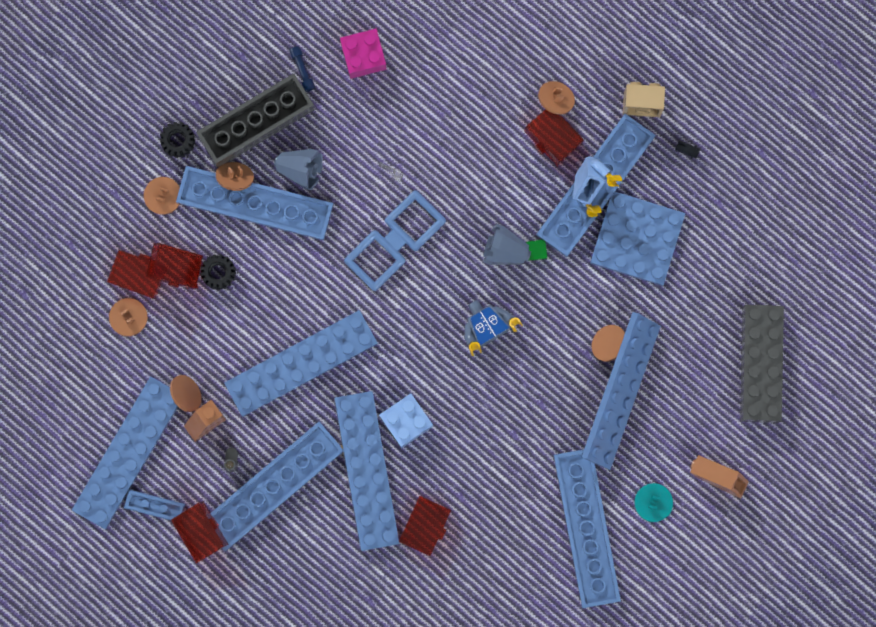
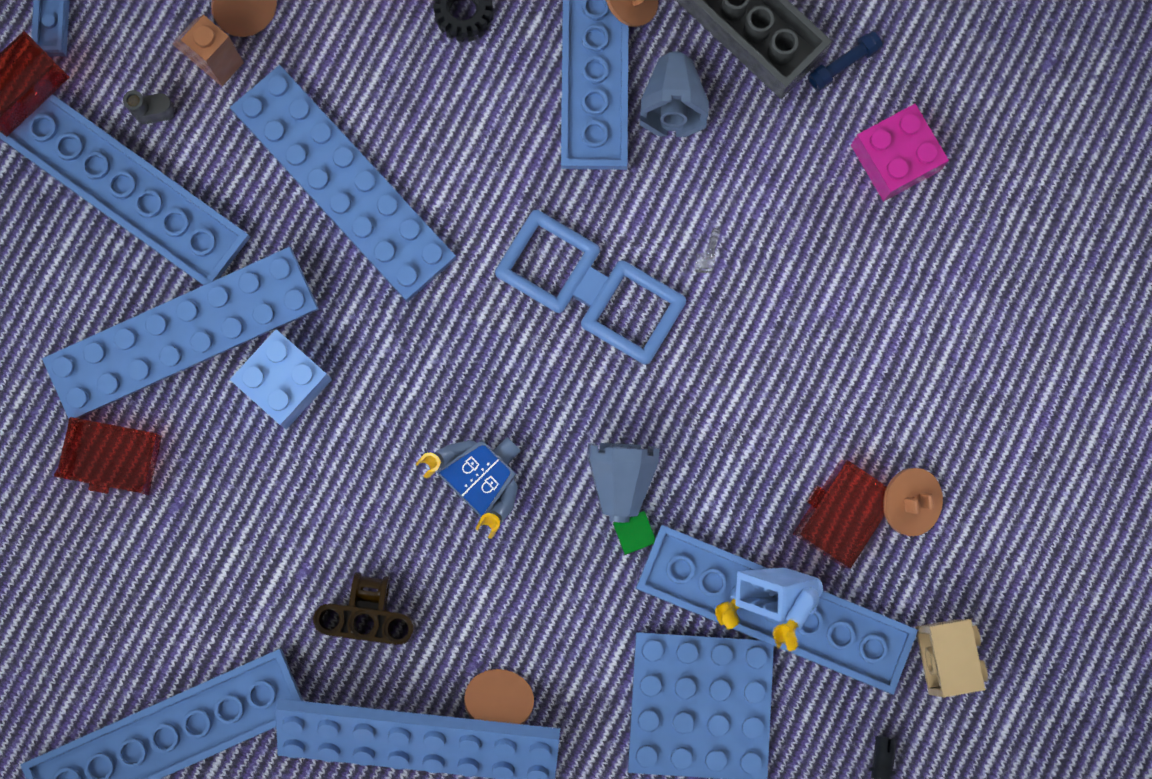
camera: 75 degrees right, 0 degrees up
(540, 401) = (368, 603): none -> dark brown piece

